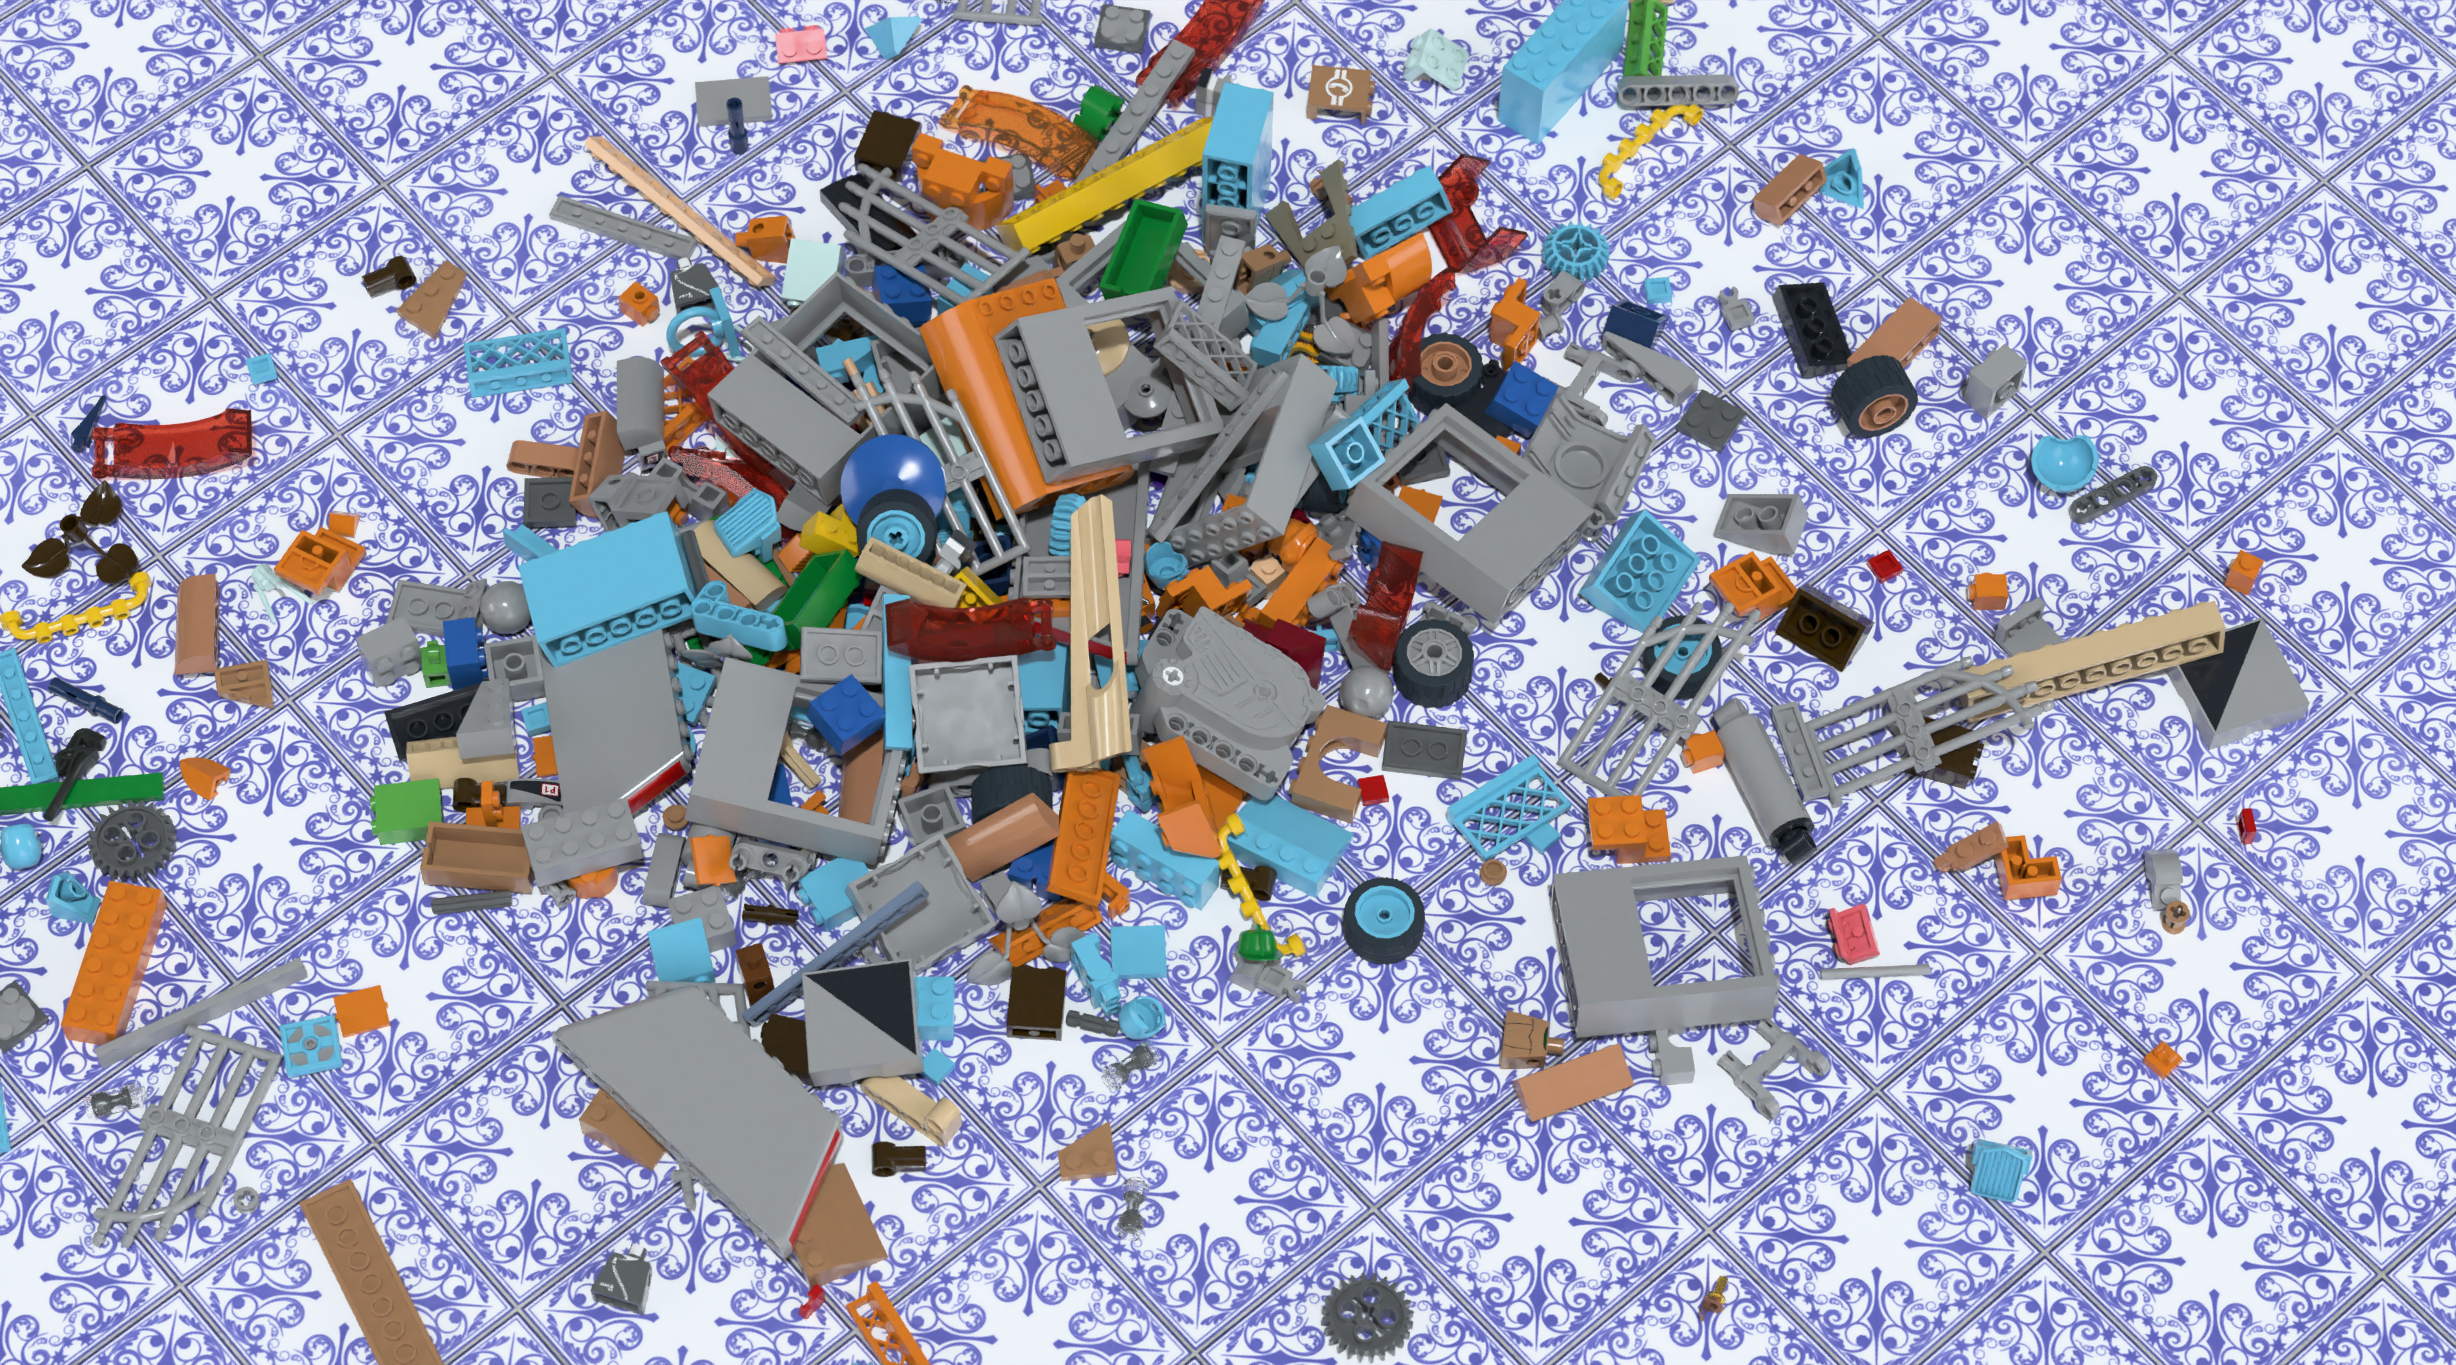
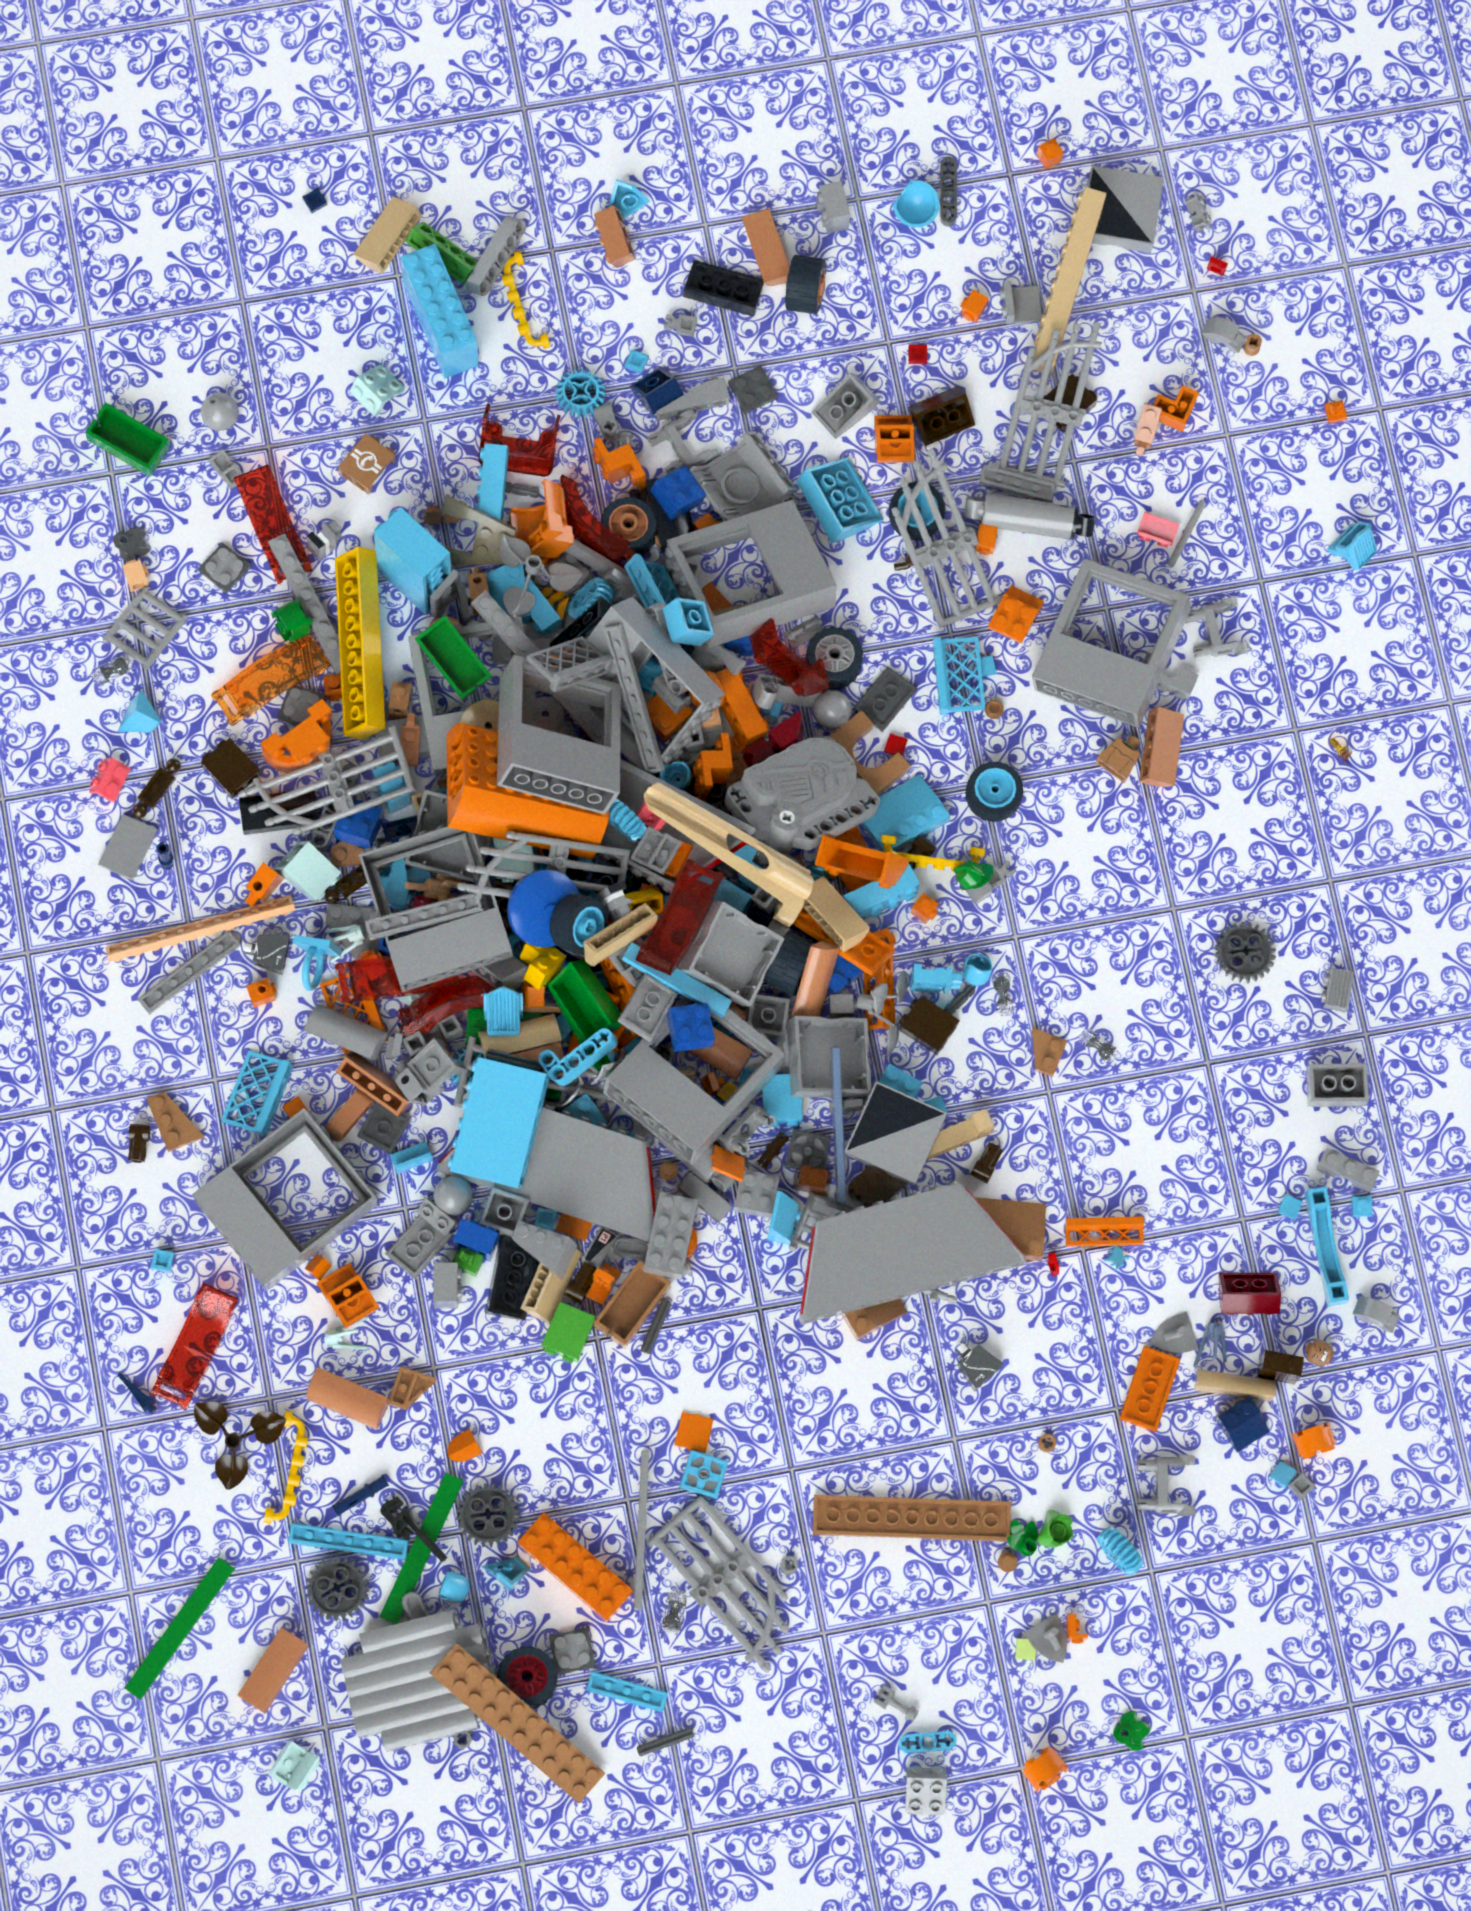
camera: 65 degrees left, 15 degrees up
(355, 422) = (253, 1226): none -> light grey panel
(522, 408) = (294, 1106): none -> orange tile
(789, 949) = (807, 1149): none -> dark grey piece
(819, 91) = (156, 788): none -> dark brown plate
(1100, 811) = (835, 915): none -> tan brick
(1139, 951) = (926, 946): medium azure tile -> none
(1183, 921) = (925, 908): none -> orange brick
(2308, 765) = (1202, 218): none -> light grey hinge

